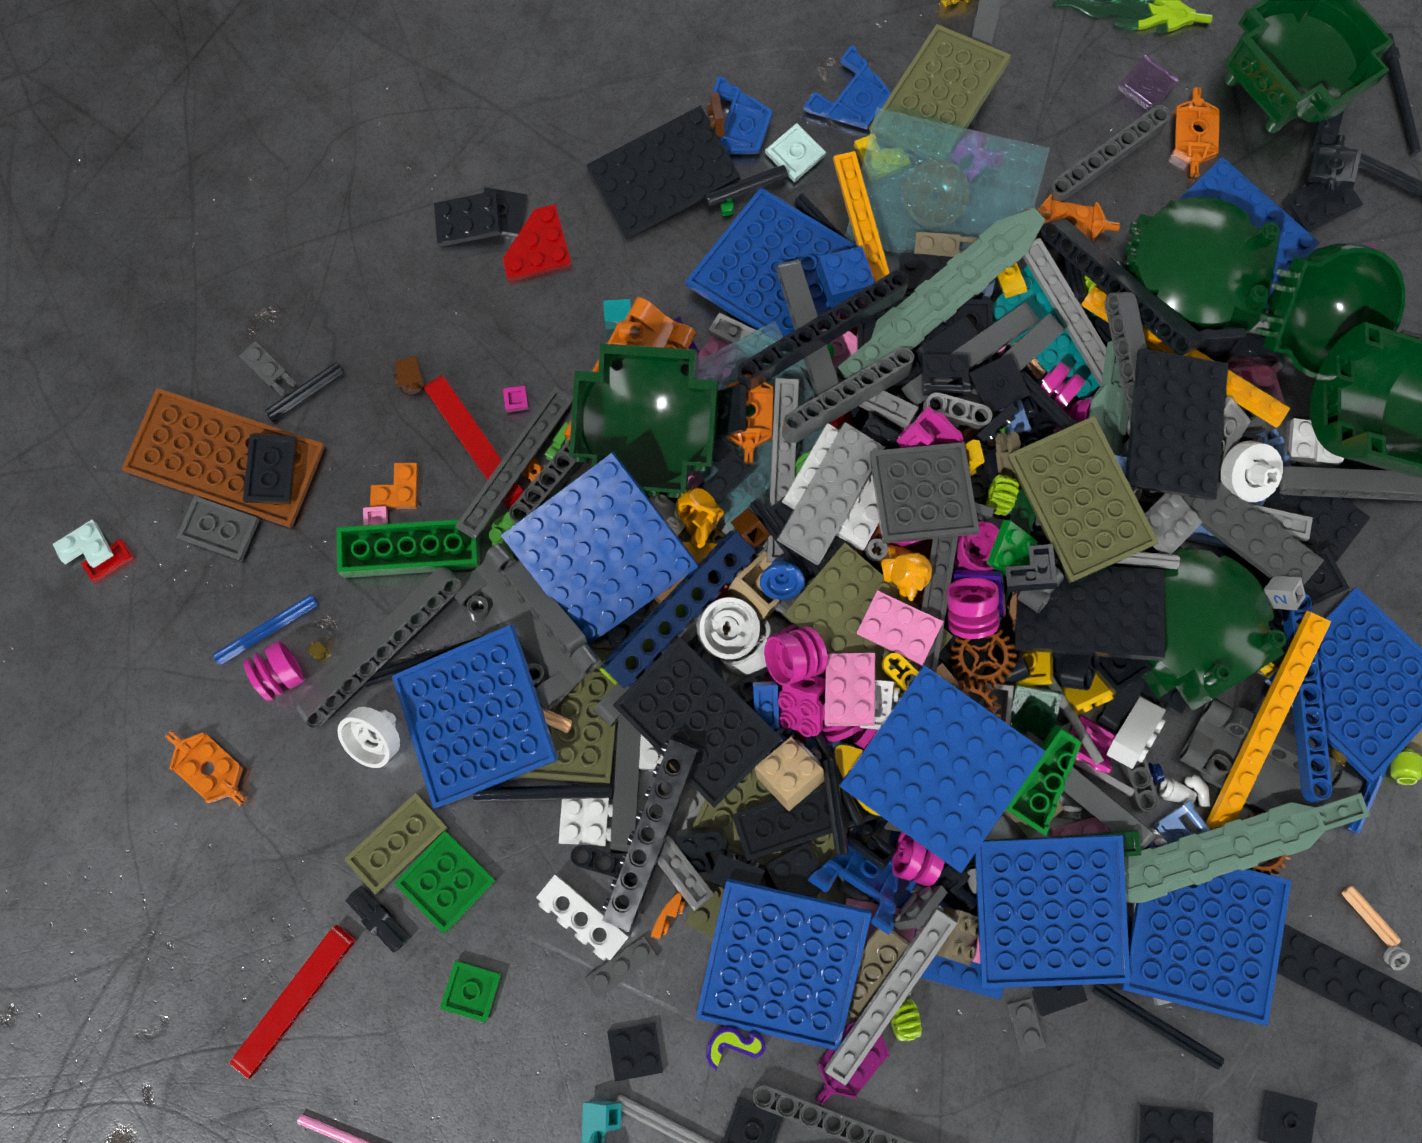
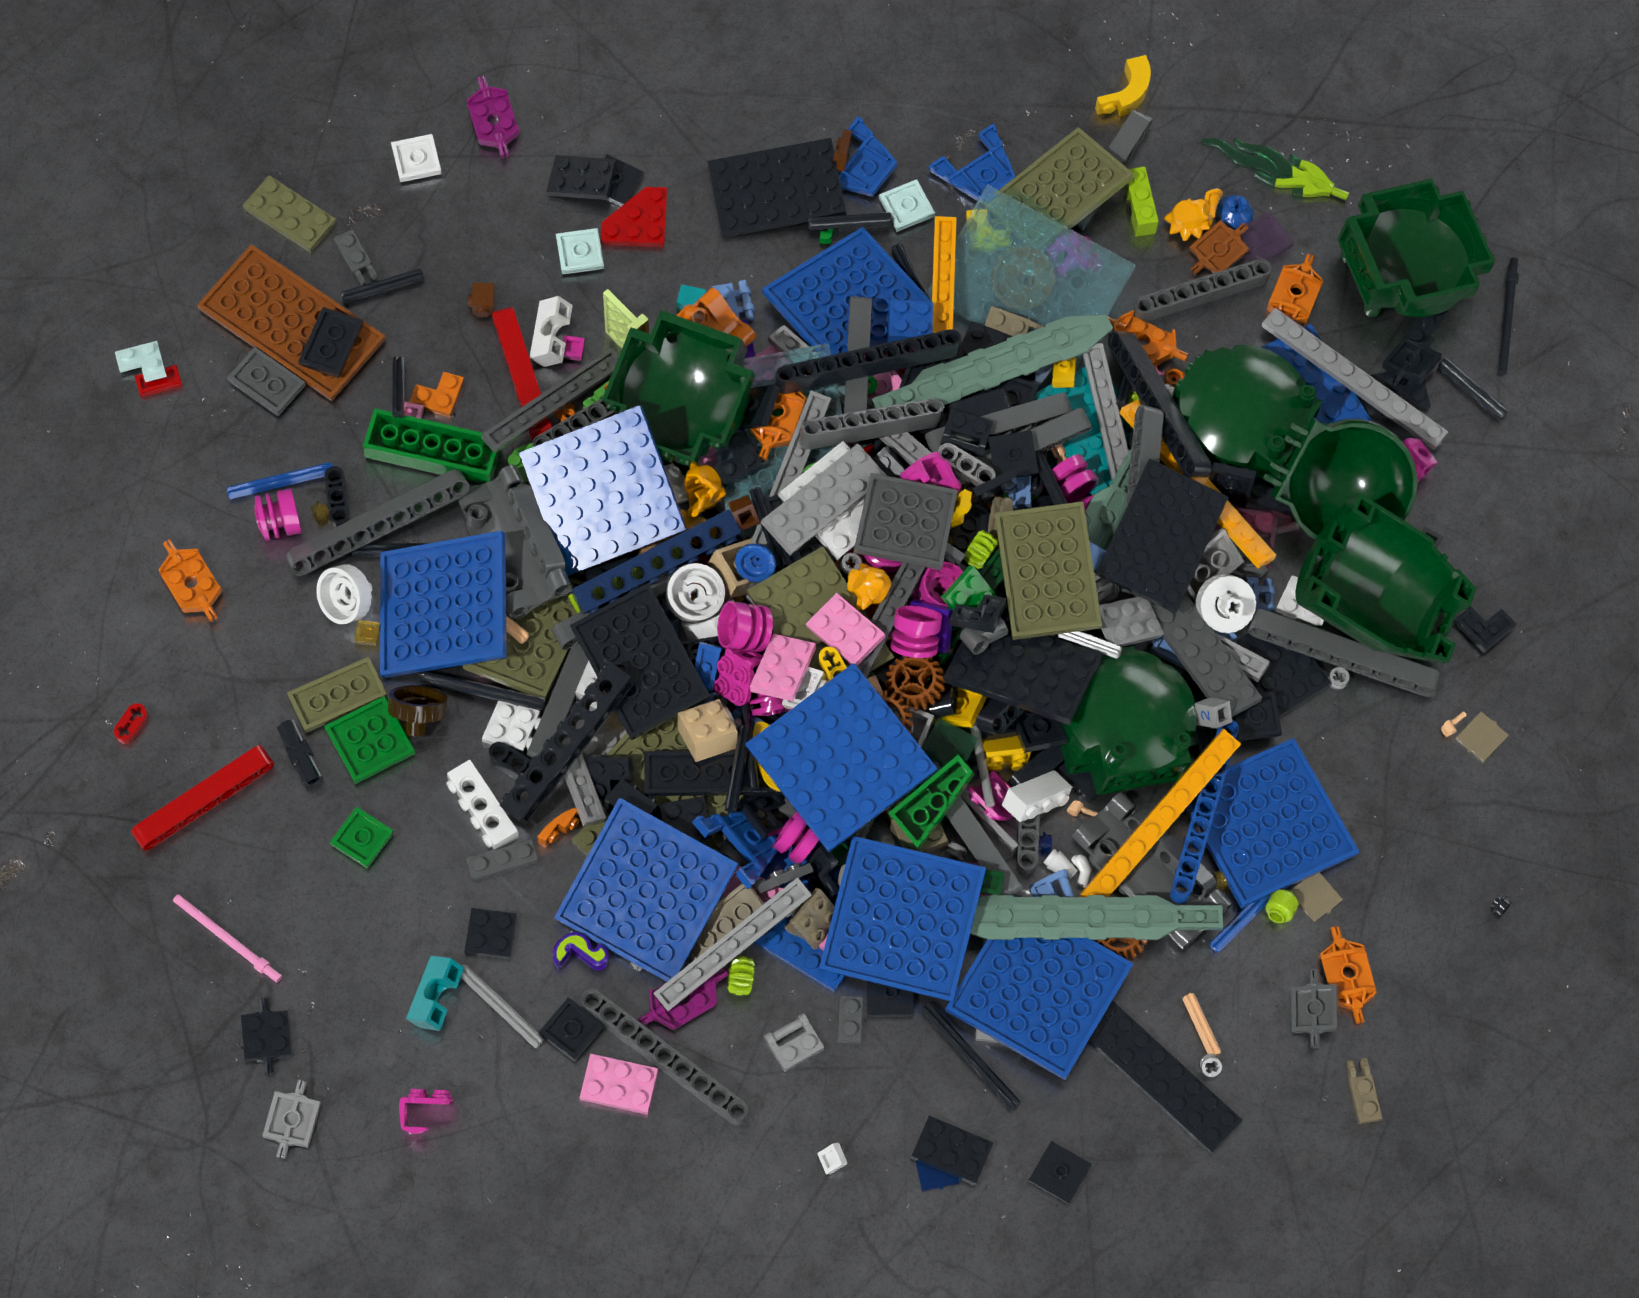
camera: 15 degrees right, 10 degrees down
(186, 343) = (289, 213): none -> olive plate
(188, 939) = (134, 727): none -> red beam
(295, 247) = (416, 158): none -> white plate
(325, 622) = (334, 490): none -> black beam
(354, 496) = (398, 387): none -> black axle
(355, 167) = (490, 103): none -> magenta plate
(405, 766) = (367, 633): none -> clear yellow plate
(484, 373) = (551, 316): none -> white arch
(490, 295) = (579, 251): none -> light aqua plate
(490, 834) = (417, 707): none -> dark brown piece
(559, 362) = (620, 319): none -> yellowish green fence
(653, 296) = (743, 293): none -> medium blue plate
(985, 1073) = (797, 1049): none -> light grey plate
(1028, 94) = (1143, 209): none -> lime arch
(1076, 82) = (1194, 216): none -> light orange head
(1110, 67) = (1234, 211): none -> blue hair
(1110, 107) = (1219, 248): none -> dark orange plate
(1116, 248) = (1173, 373): none -> orange plate
(1171, 725) = (1077, 807): none -> light nougat hand
(1286, 200) = (1354, 379): none -> light grey plate
(1382, 509) = (1340, 672): none -> light grey bush

